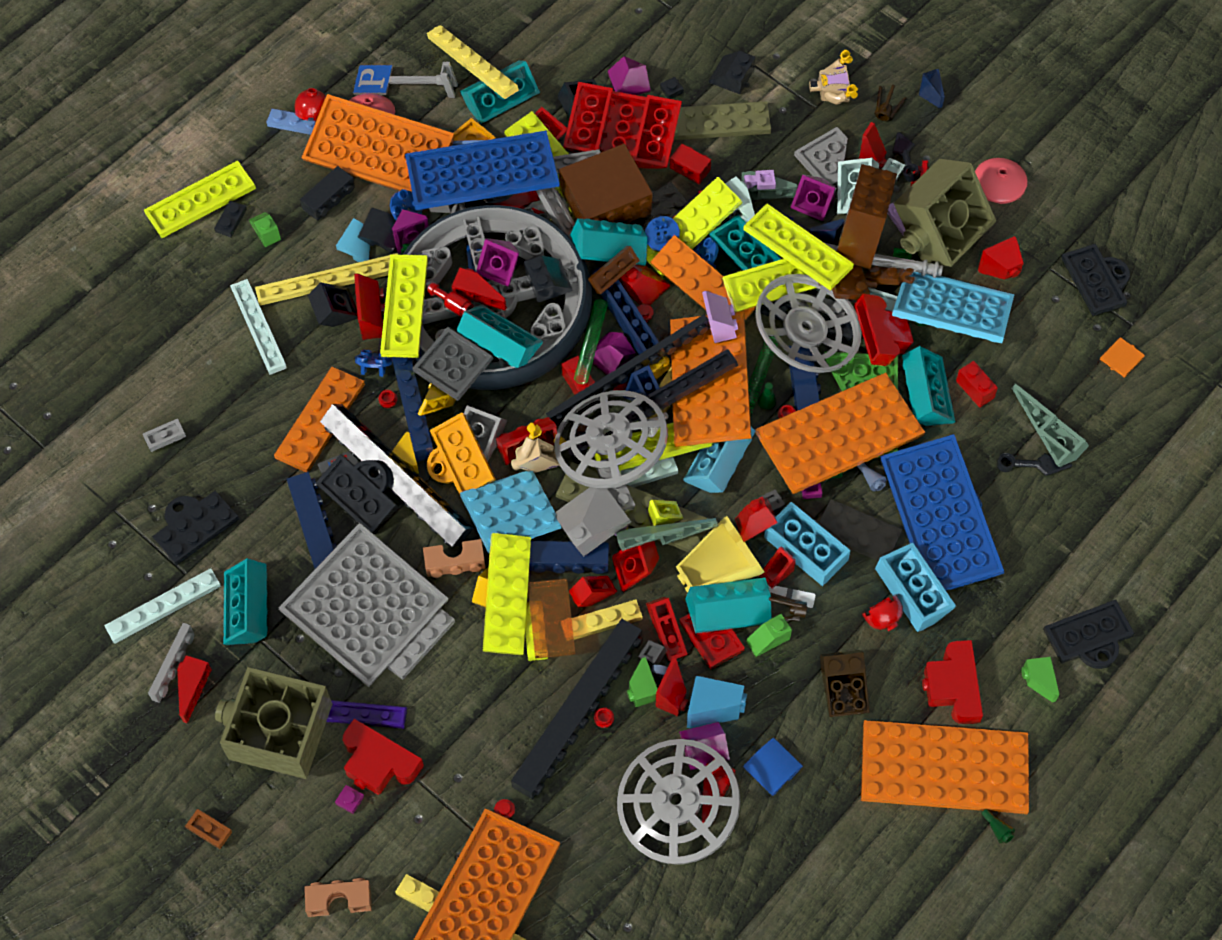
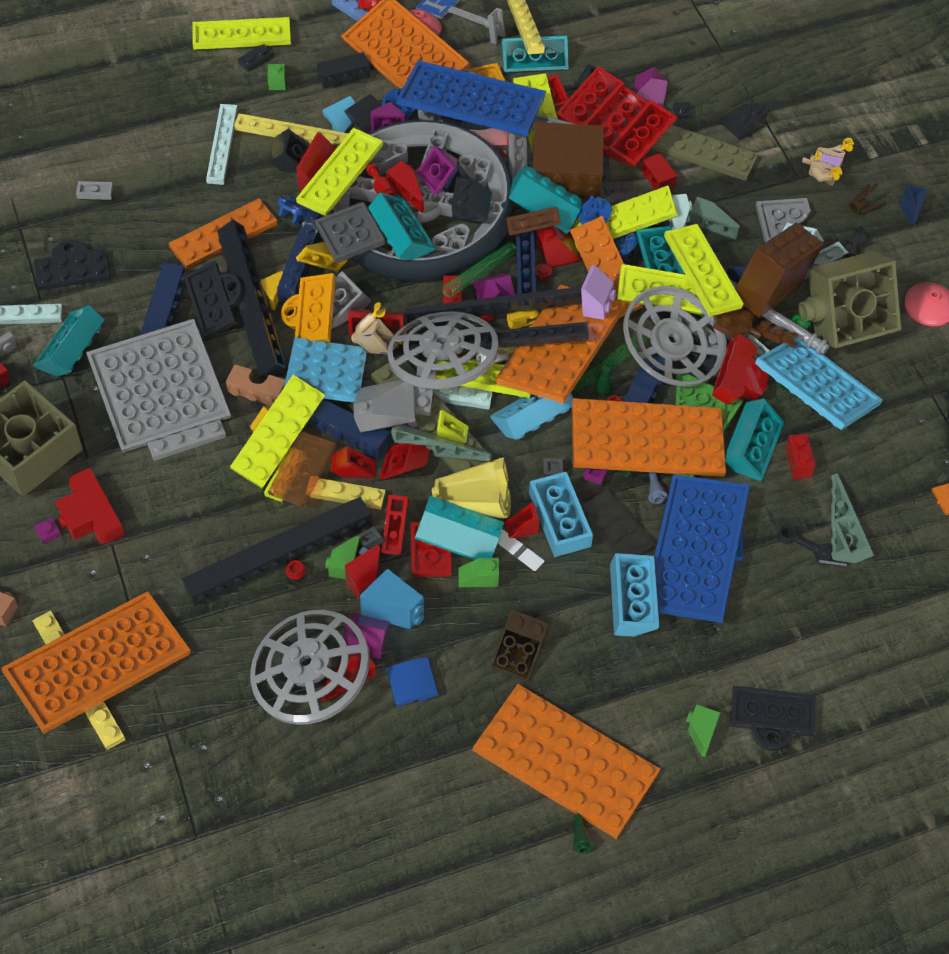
camera: 25 degrees right, 5 degrees down
(368, 714) = (106, 472): dark purple tile -> none
(387, 399) = (286, 242): red plate -> none
(505, 808) = (165, 601): red plate -> none
(642, 382) = (503, 318): dark blue slope -> none
(755, 518) = (528, 469): red slope -> none
(763, 179) = (709, 208): lavender plate -> none
(796, 608) = (518, 563): dark brown plant -> none
(814, 197) = (747, 240): magenta slope -> none
(873, 146) = (825, 222): red slope -> none
(885, 614) = (592, 604): red cylinder -> none
(955, 683) = (619, 693): red brick -> none
(1002, 260) = (887, 364): red slope -> none

